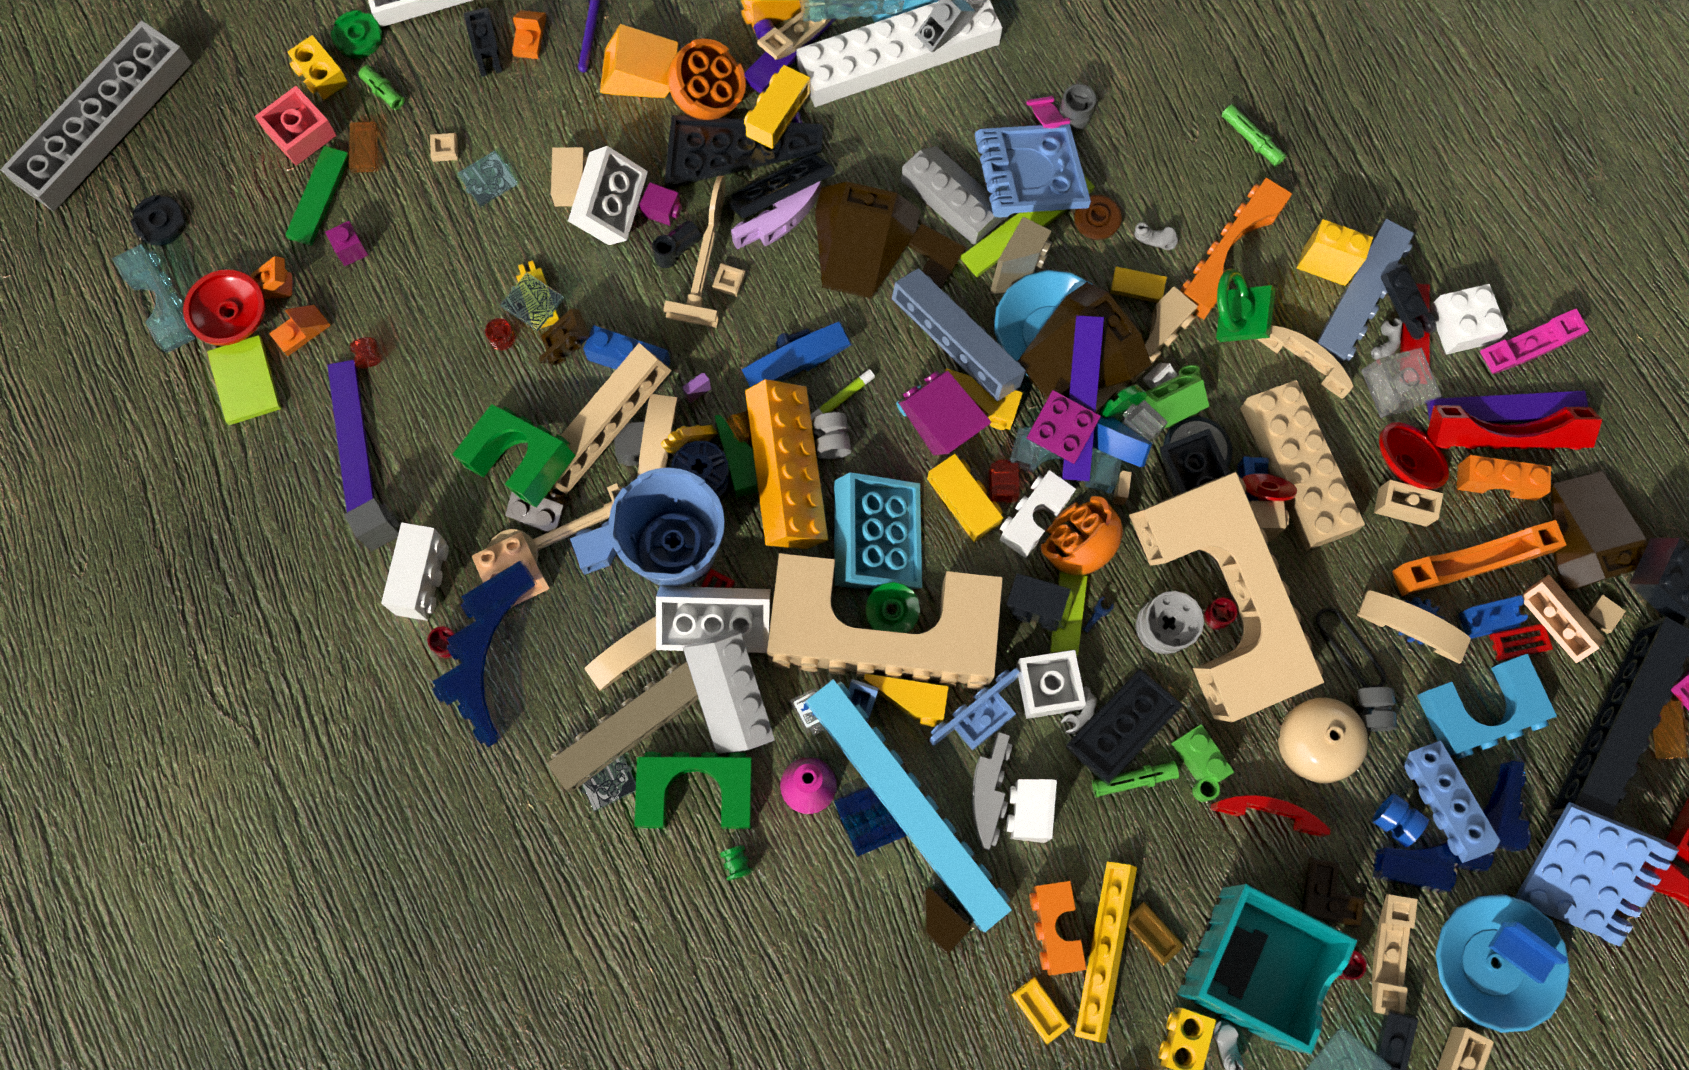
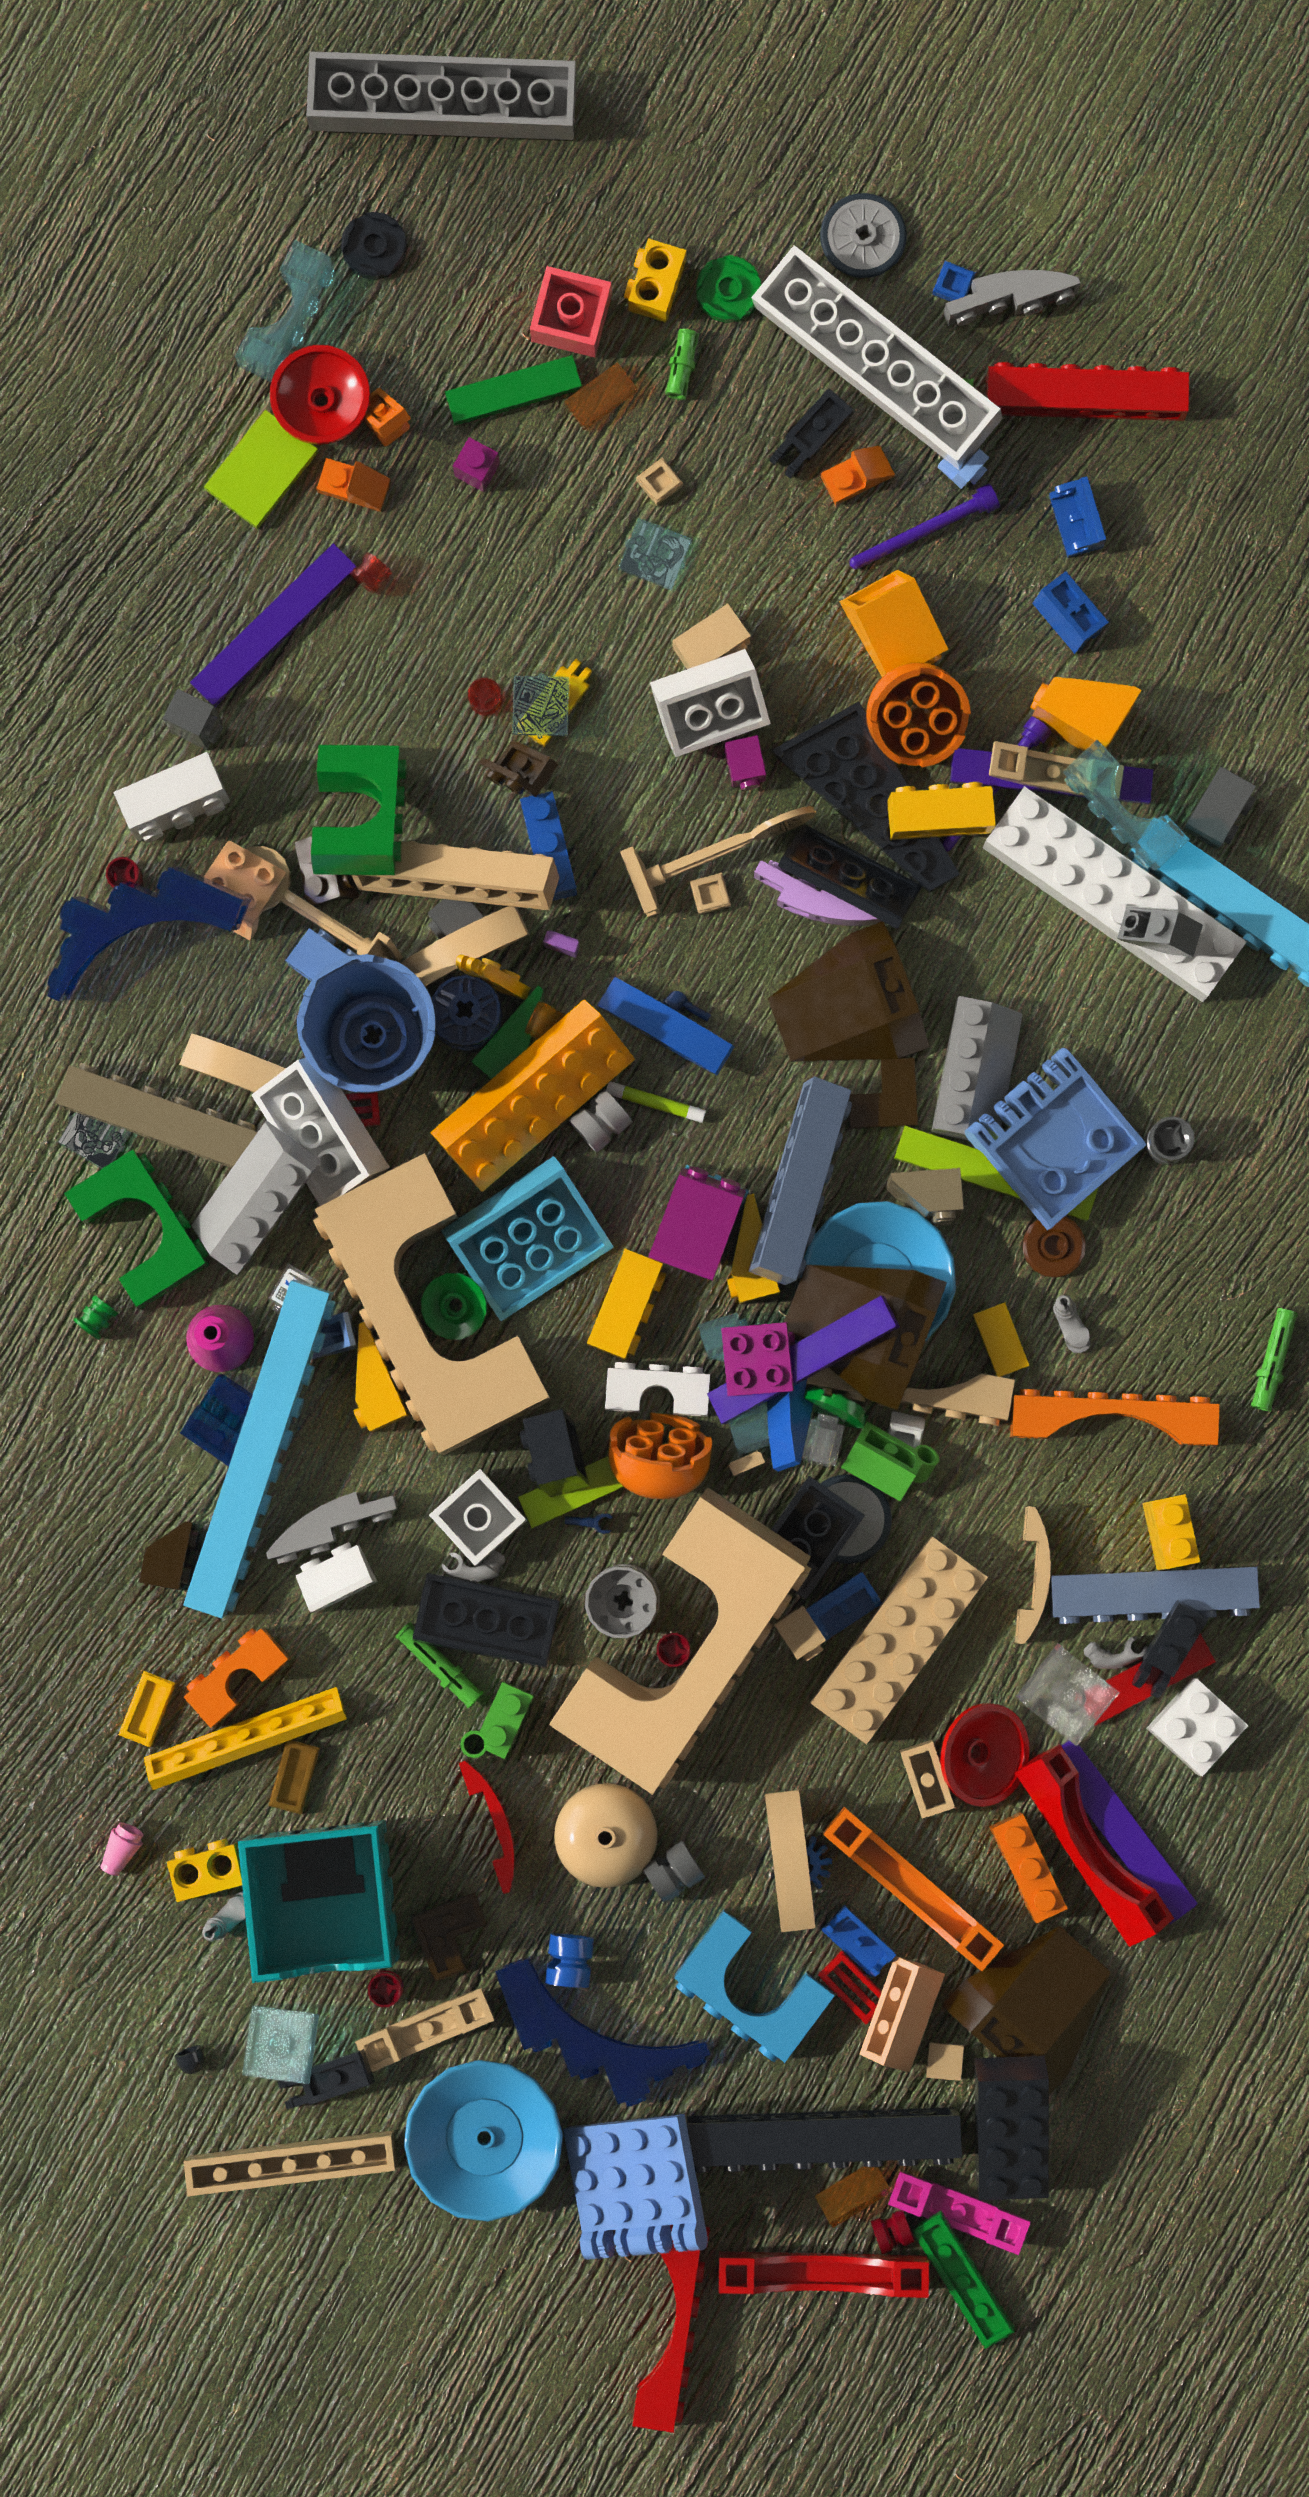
camera: 65 degrees right, 10 degrees up
(676, 242) = (715, 810): black piece -> none
(982, 717) = (399, 1469): medium blue bracket -> none
(1003, 481) = (671, 1333): clear red brick -> none
(1047, 112) = (1144, 1112): dark pink piece -> none
(1243, 311) = (1036, 1474): green tile -> none
(1269, 487) = (836, 1616): red dish -> none
(1383, 675) = (742, 1816): black piece -> none
(1451, 802) = (618, 1999): medium blue brick -> none
(1526, 951) = (503, 2154): blue panel -> none
(1534, 342) = (1217, 1815): dark pink slope -> none

